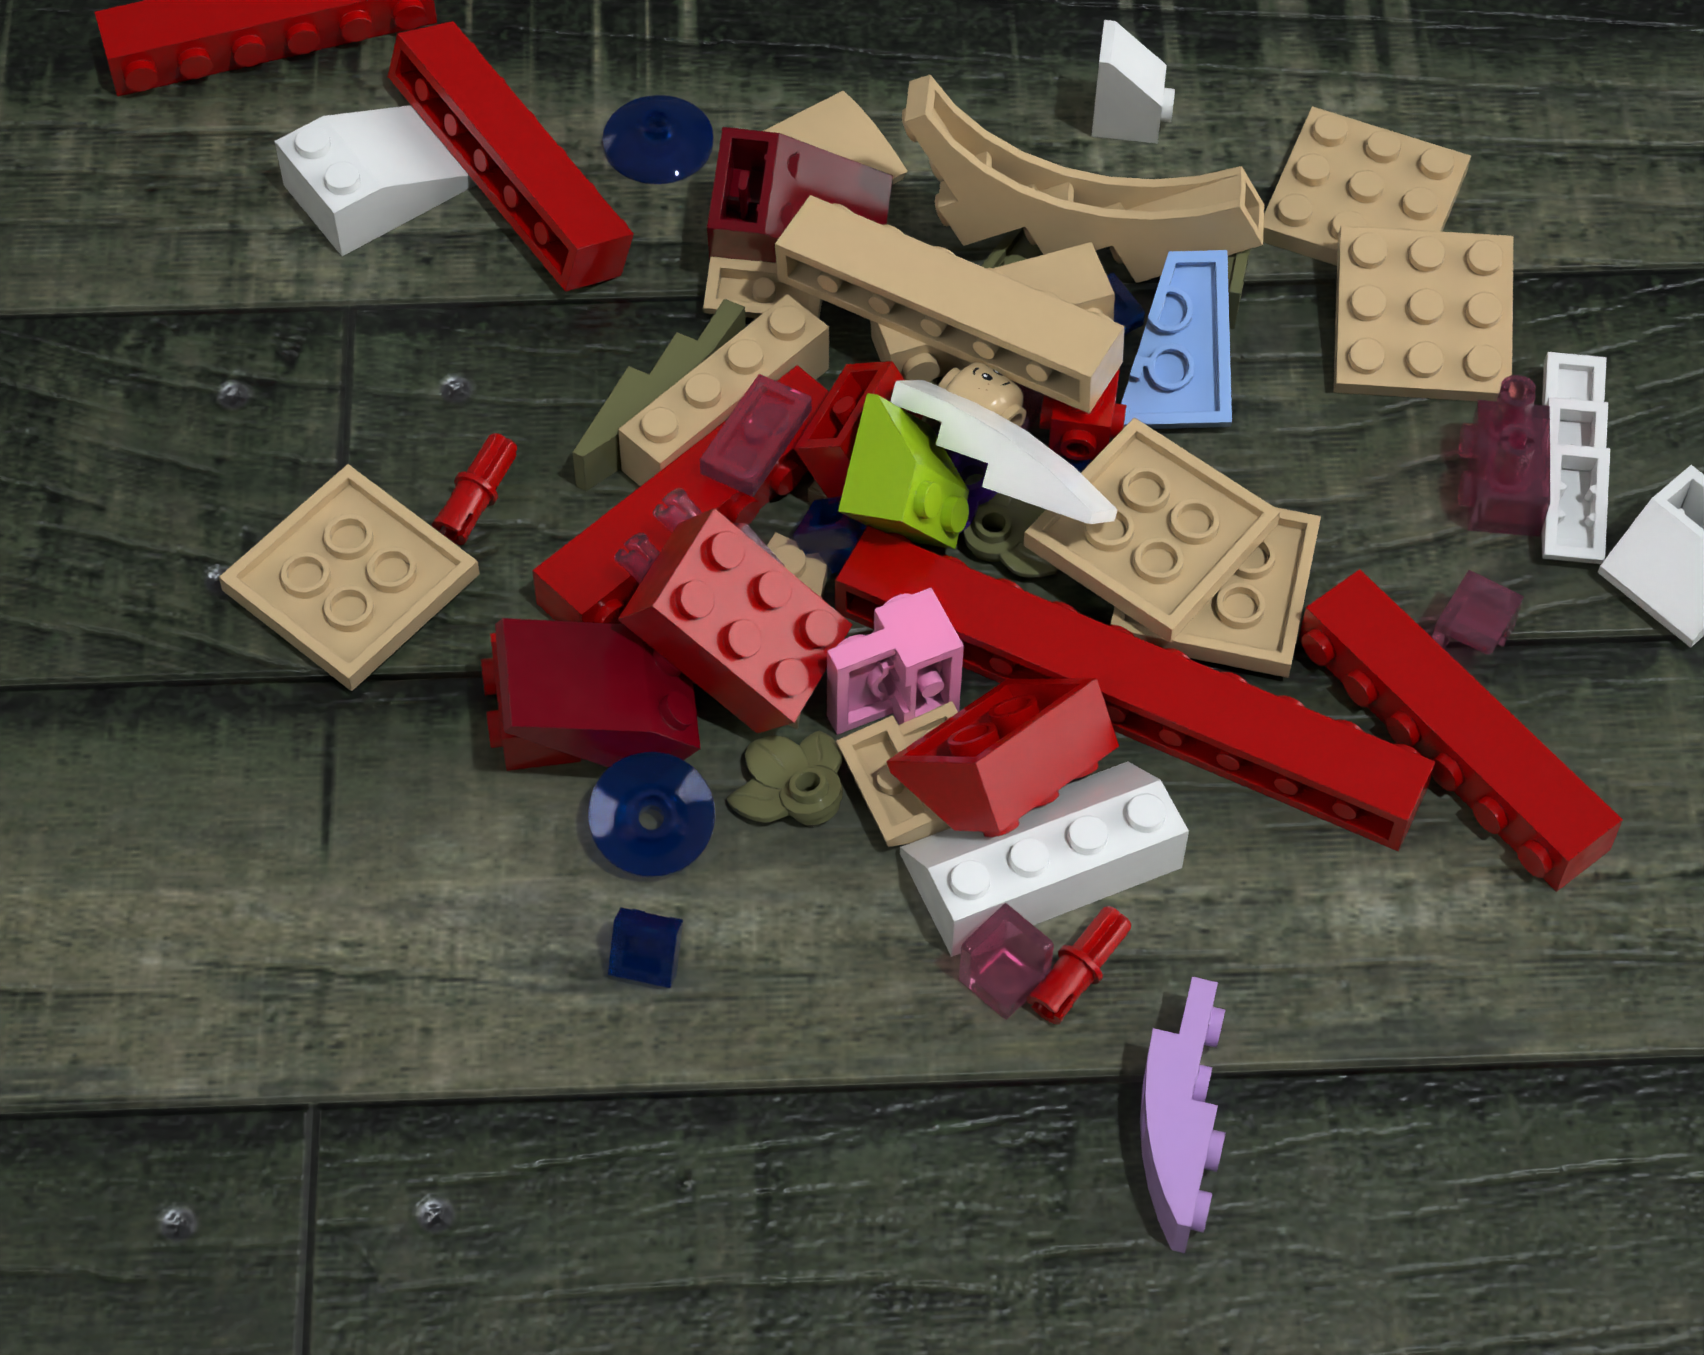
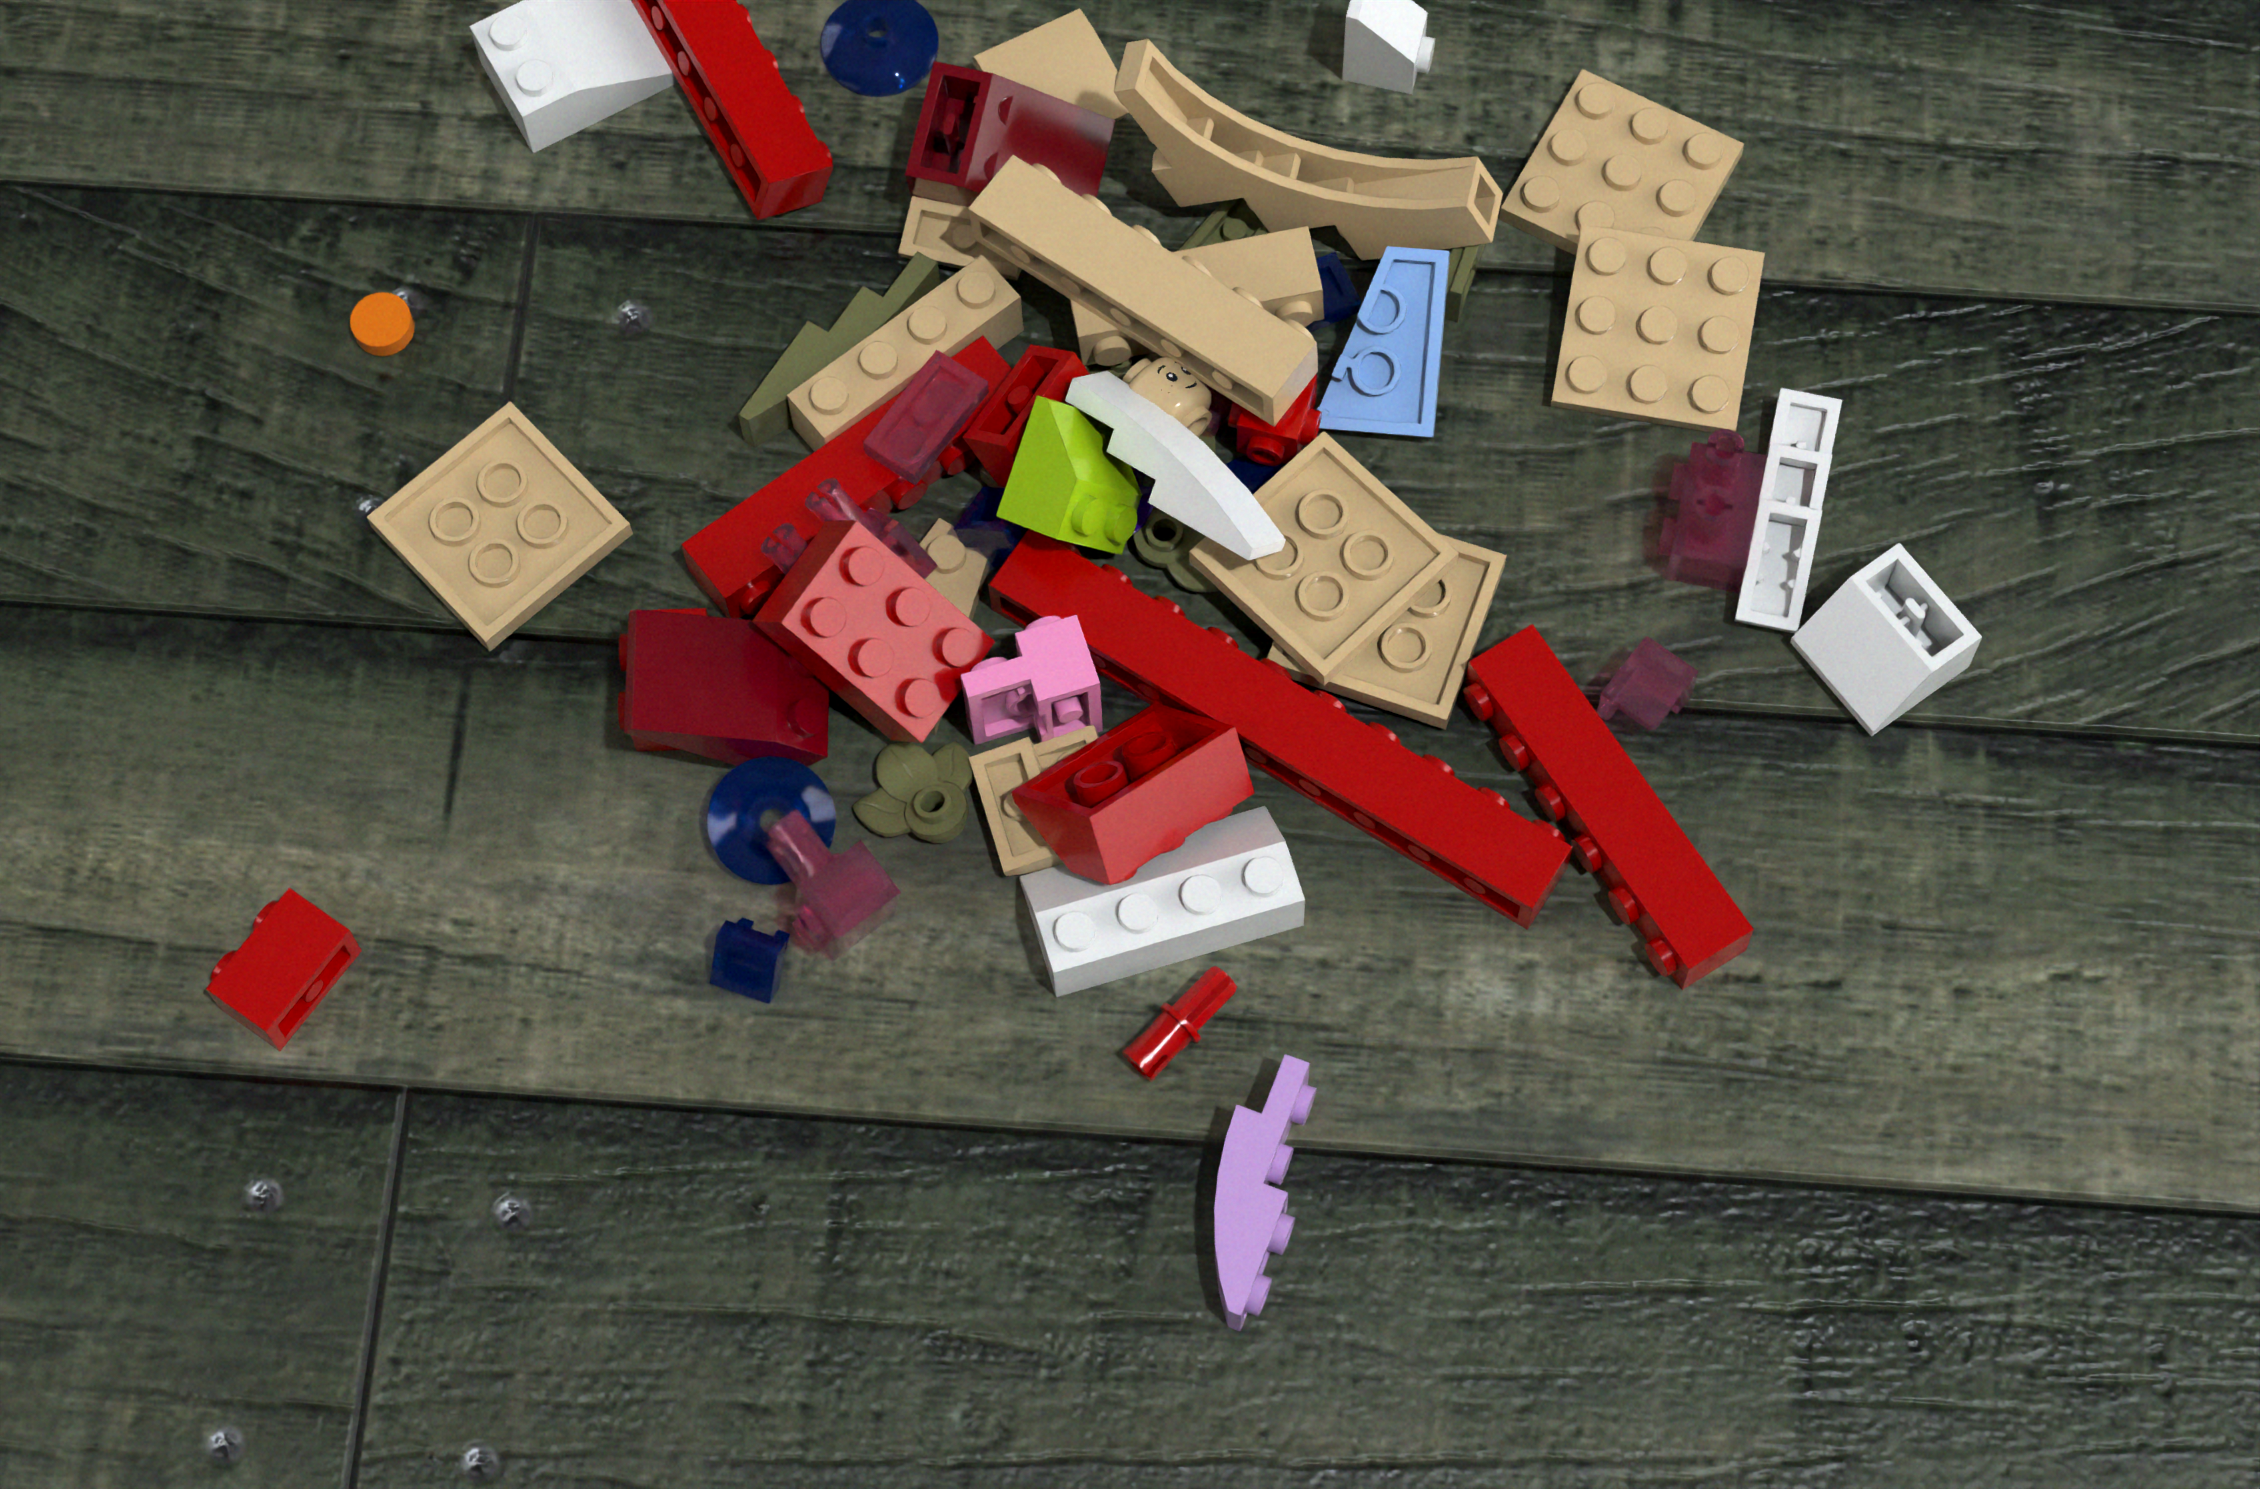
camera: 10 degrees right, 10 degrees up
(177, 999) = (283, 968): none -> red brick
(214, 411) = (382, 324): none -> orange tile
(475, 489) = (638, 439): red axle -> none
(730, 868) = (837, 894): none -> clear pink brick
(1005, 960) = (1103, 1013): clear pink panel -> none

